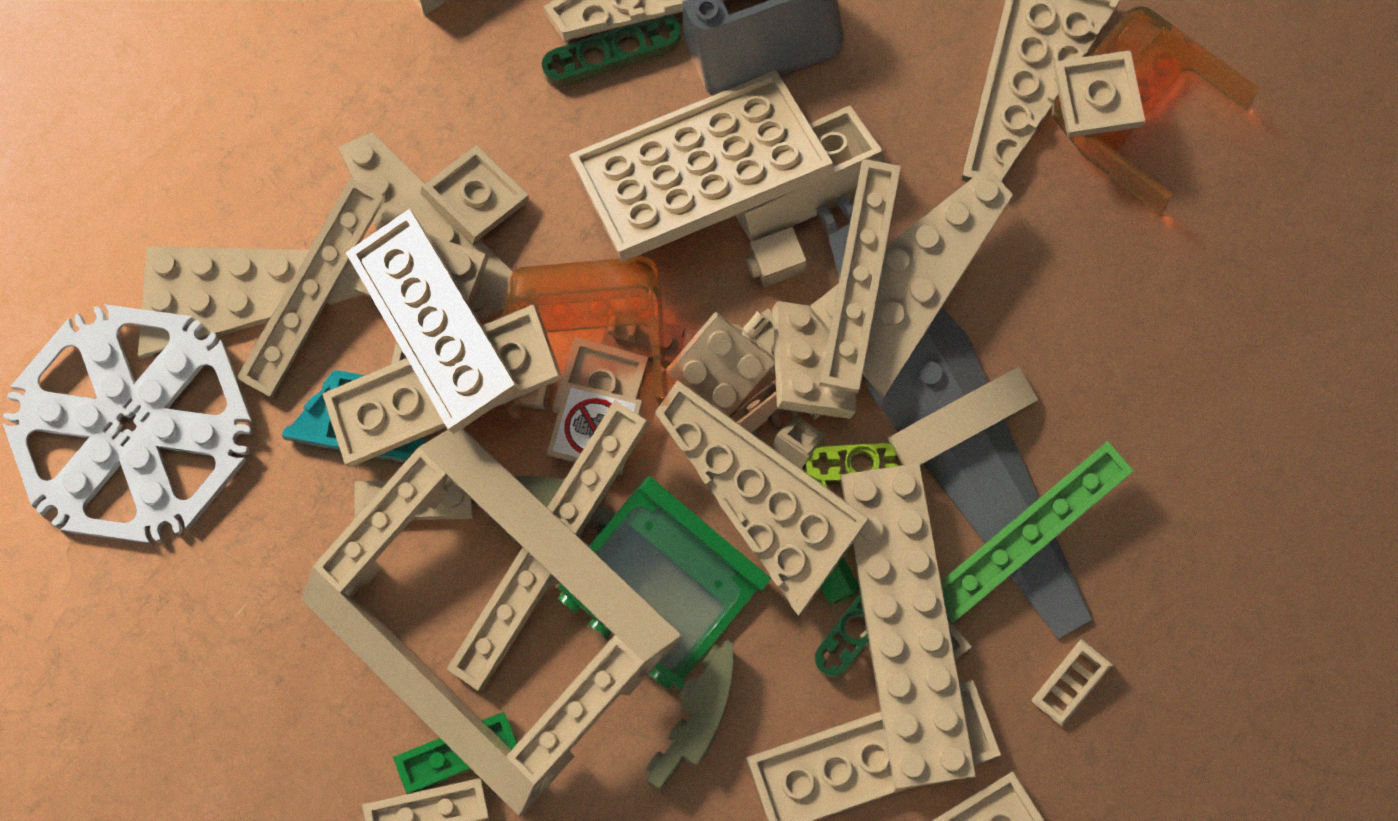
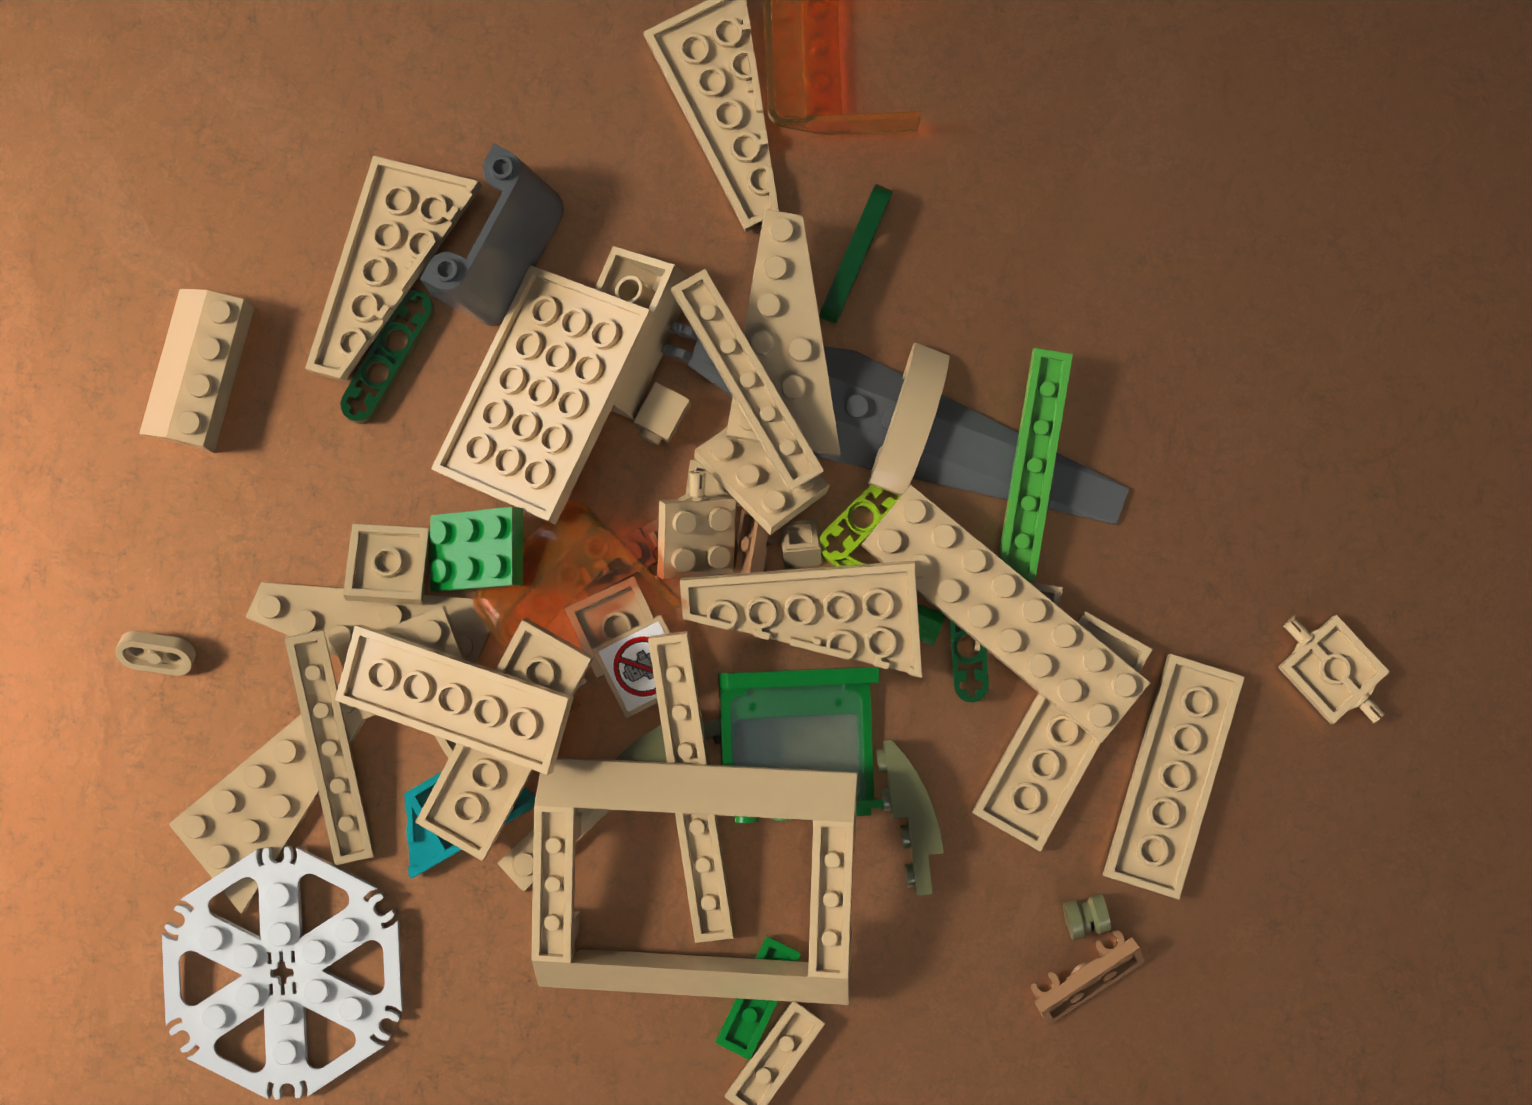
camera: 45 degrees left, 10 degrees up
(251, 117) = (155, 653): none -> tan plate
(548, 236) = (476, 549): none -> plate
(1031, 263) = (855, 254): none -> dark green beam
(1050, 685) = (1140, 532): tan slope -> none
(1099, 94) = (800, 79): tan plate -> none

